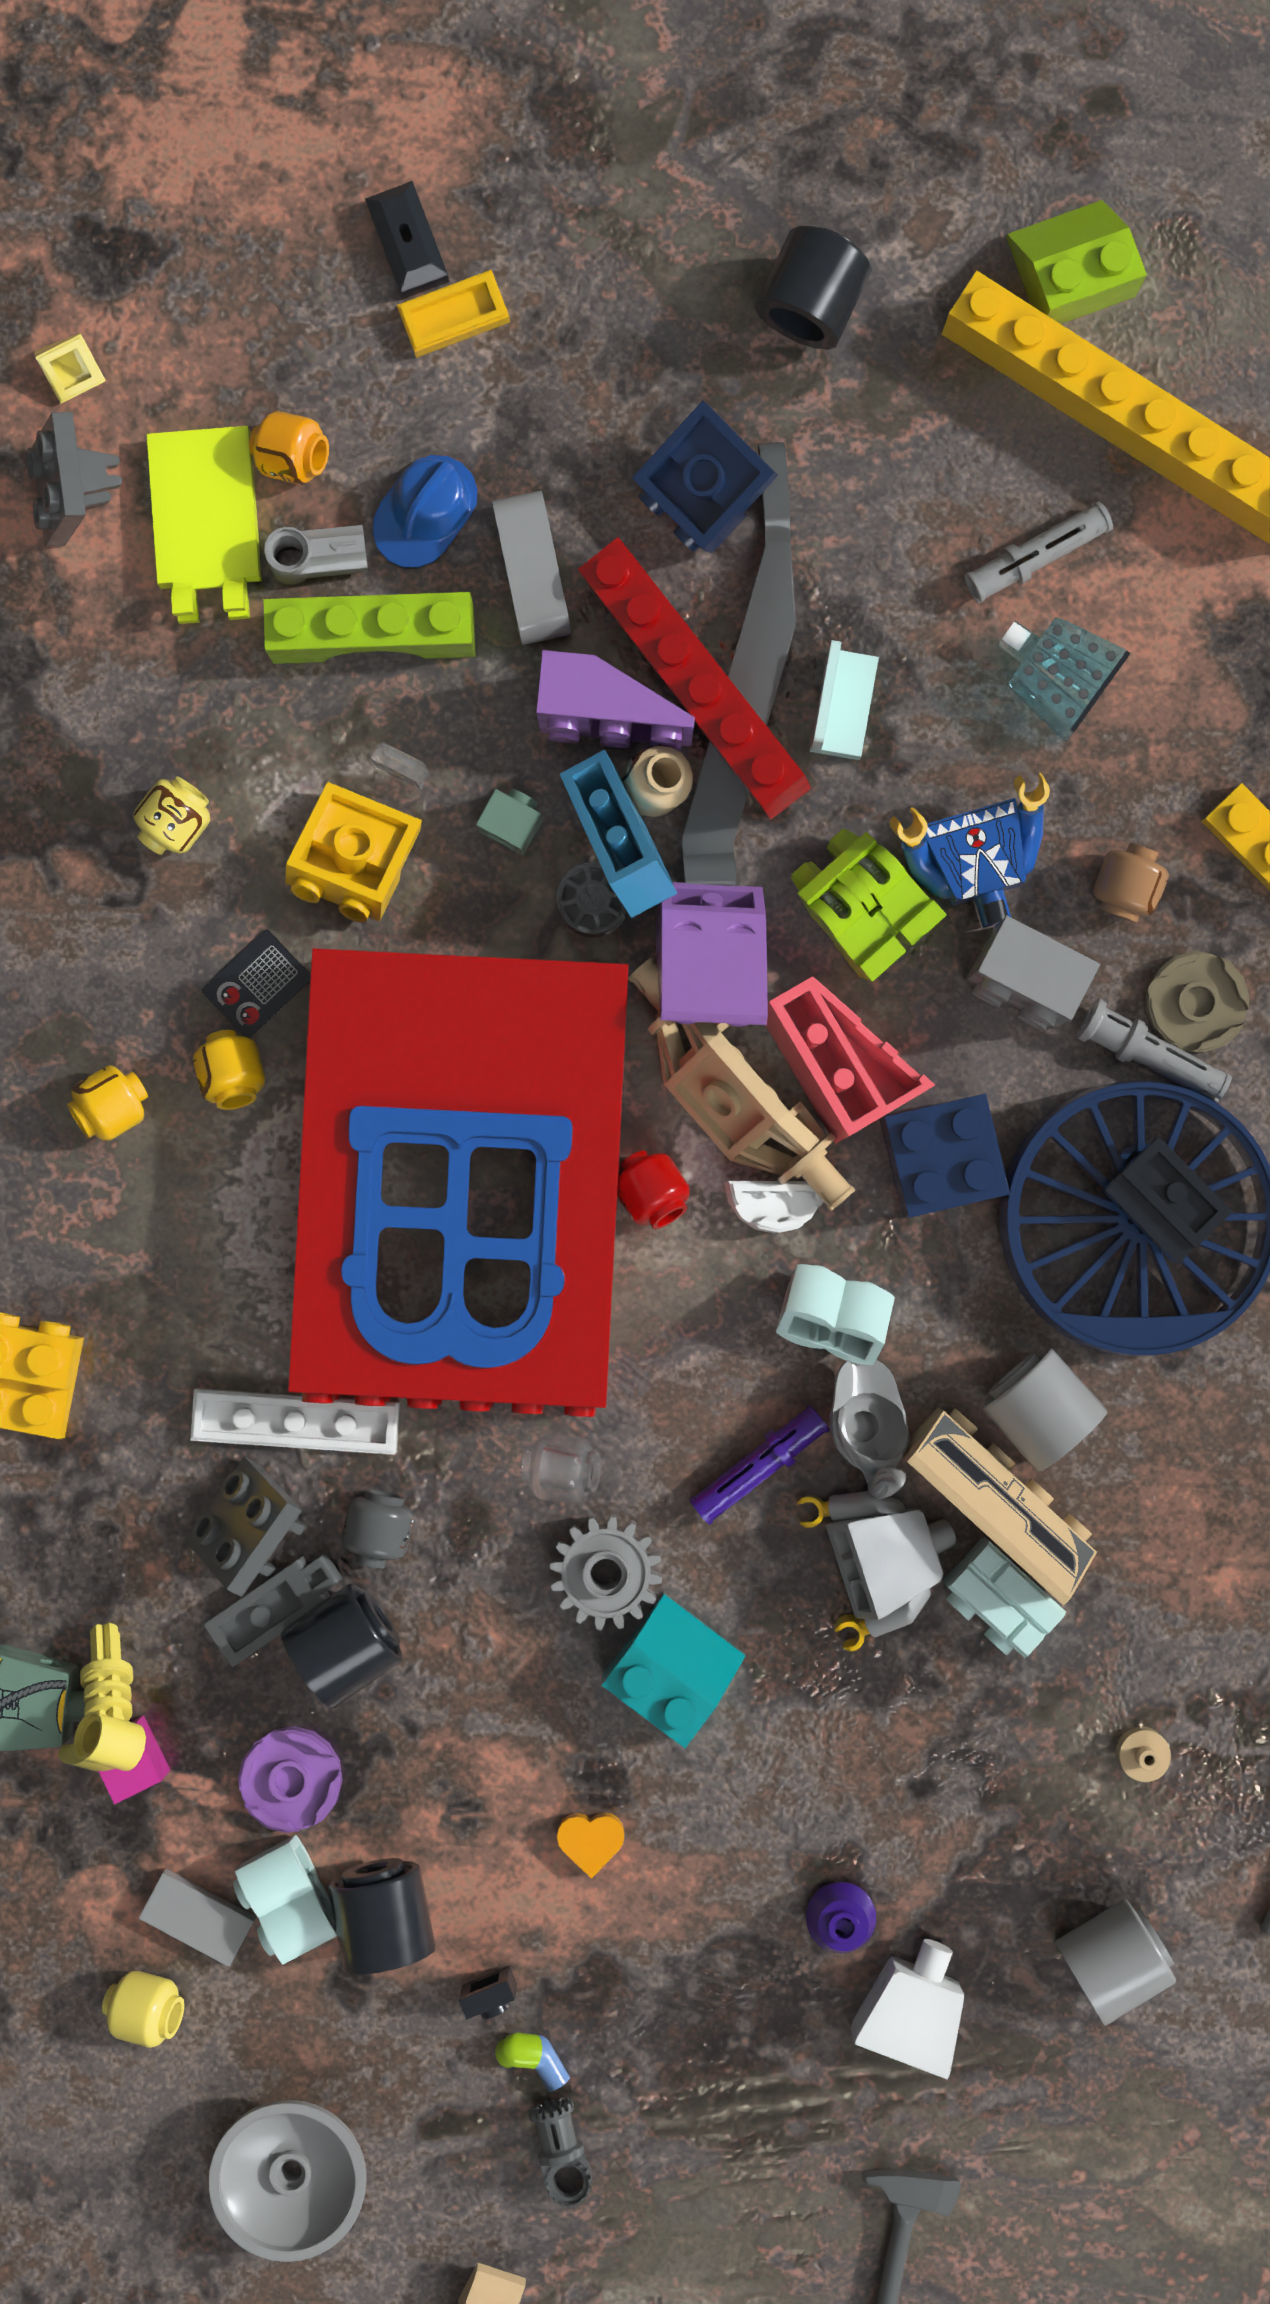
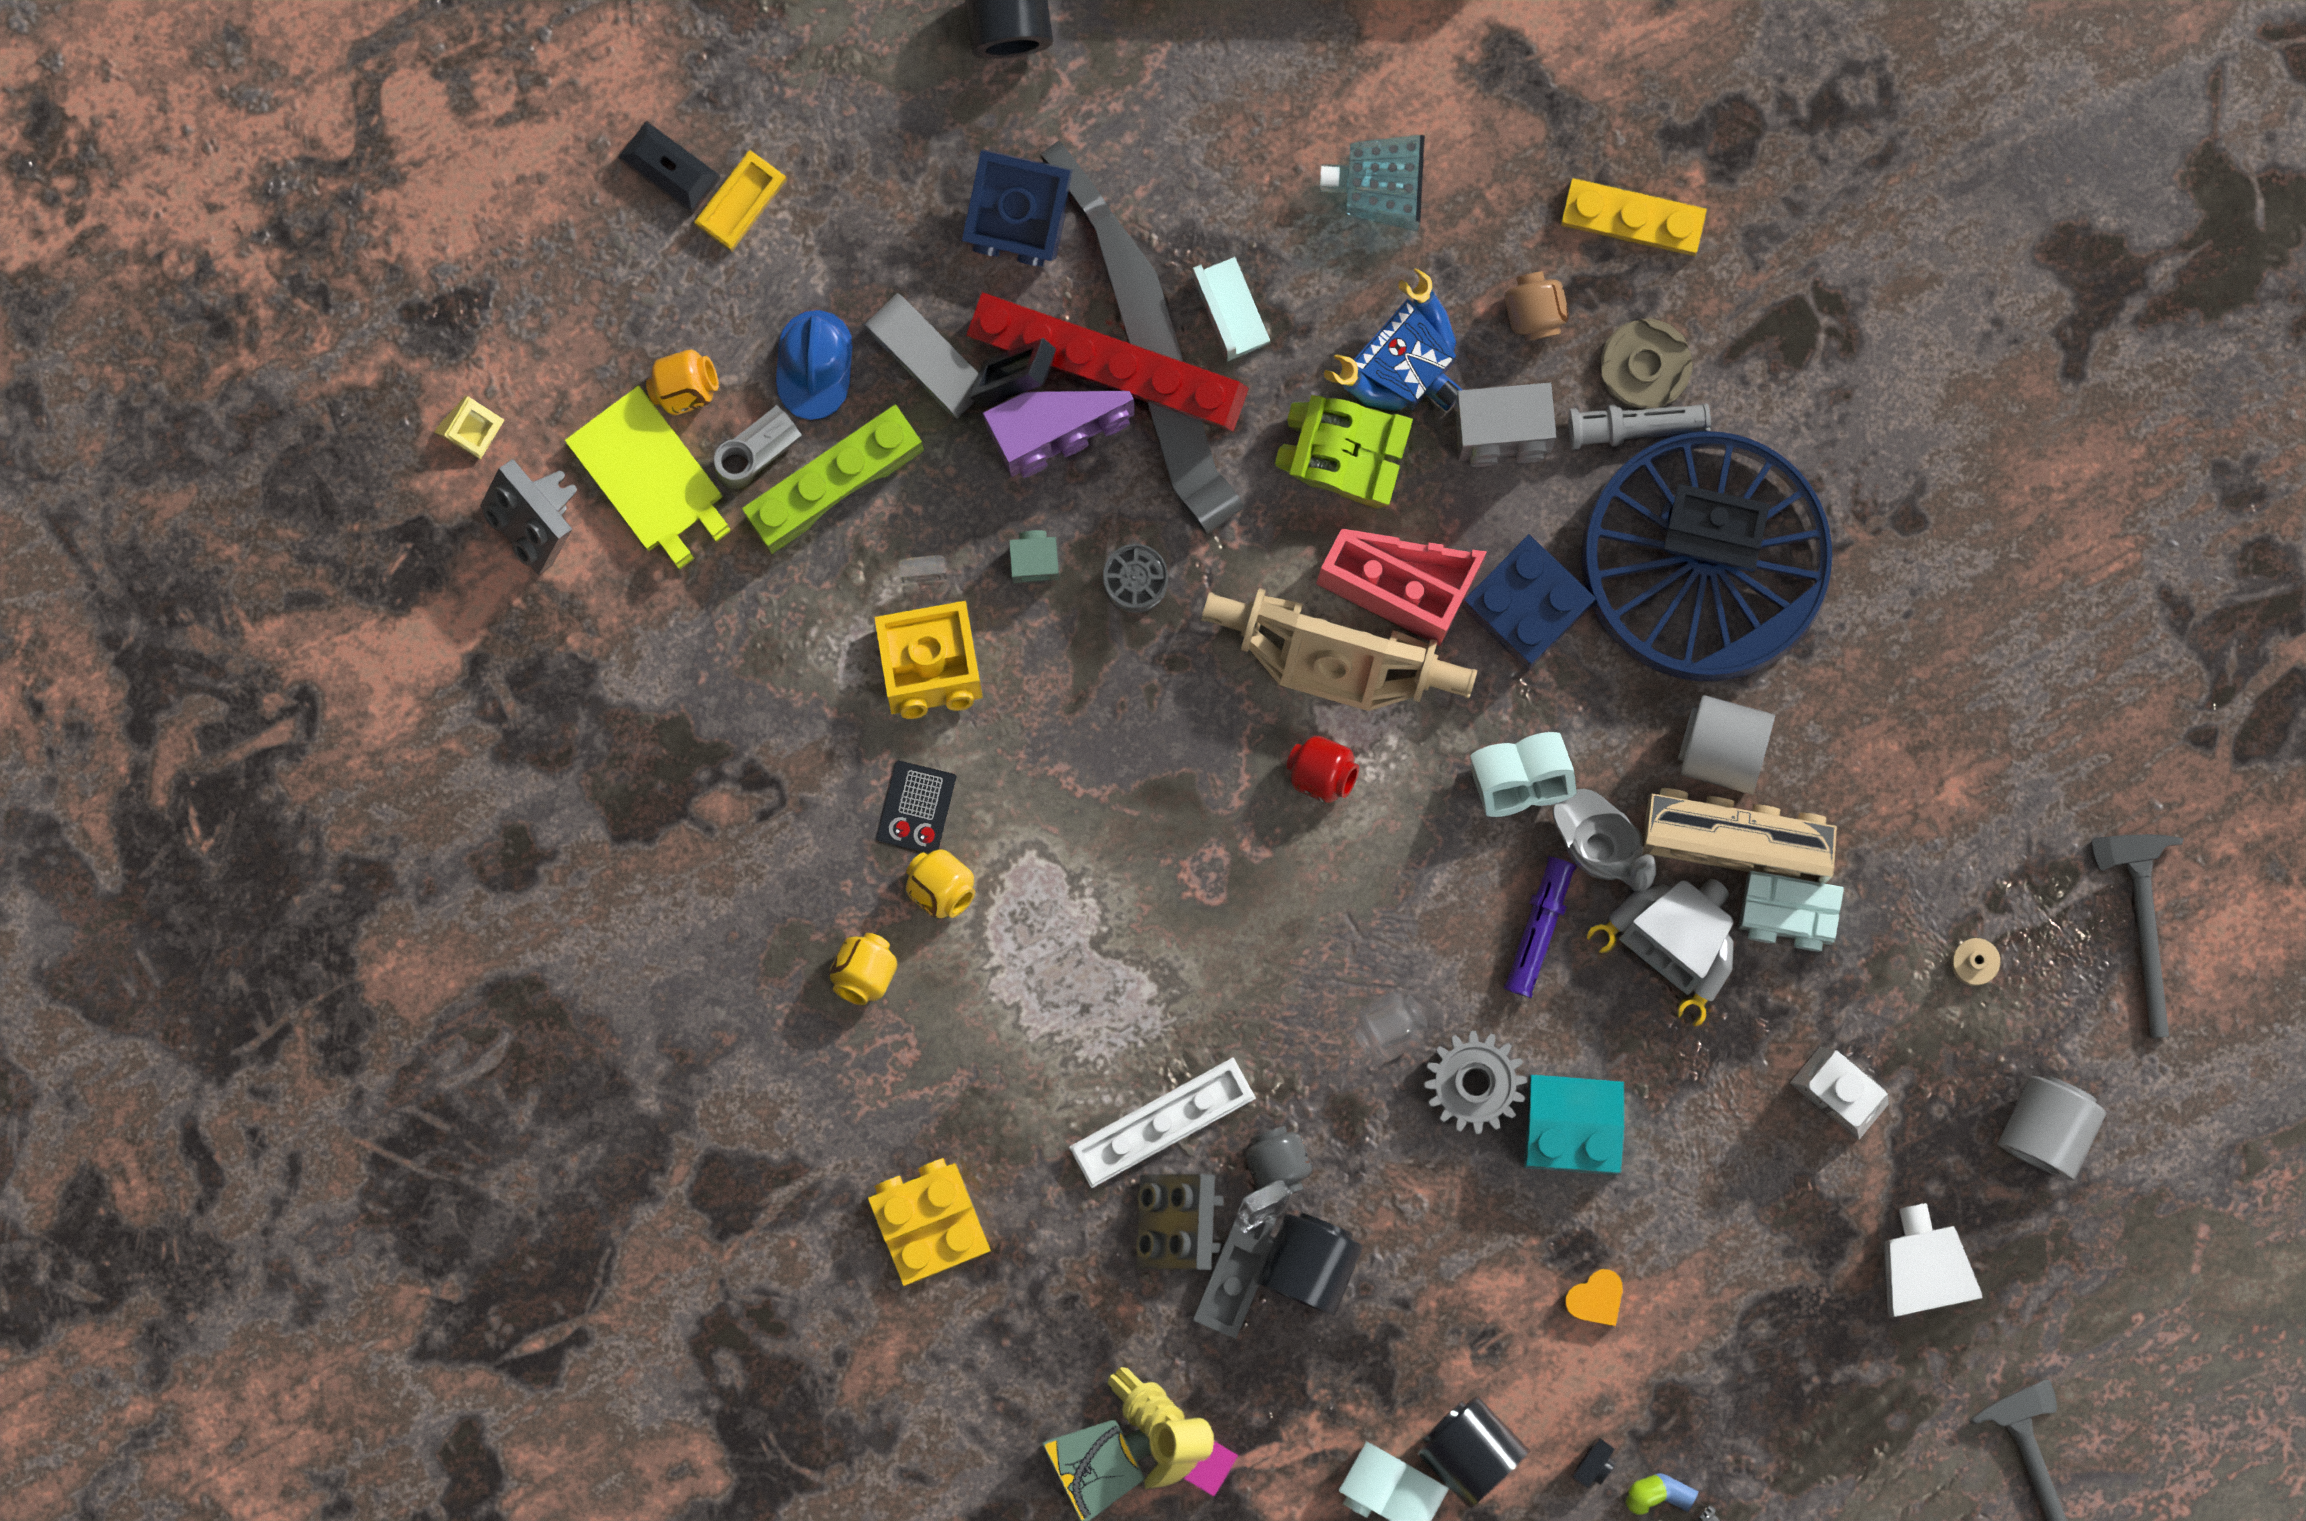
camera: 30 degrees left, 5 degrees down
(171, 816) = (772, 718): light yellow head -> none
(290, 1779) = (1335, 1401): medium lavender tile -> none
(332, 1563) = (1262, 1205): none -> clear tile
(463, 1062) = (1120, 758): red panel -> none
(598, 631) = (1013, 372): none -> black piece
(618, 834) = (1125, 514): dark azure brick -> none
(657, 779) = (1126, 457): tan head -> none
(712, 955) = (1254, 559): medium lavender slope -> none
(773, 1206) = (1422, 722): white plate -> none
(829, 1912) = (1811, 1235): dark purple cone -> none
(940, 1796) = (1841, 1091): none -> white torso
(987, 580) = (1280, 147): light grey pin -> none

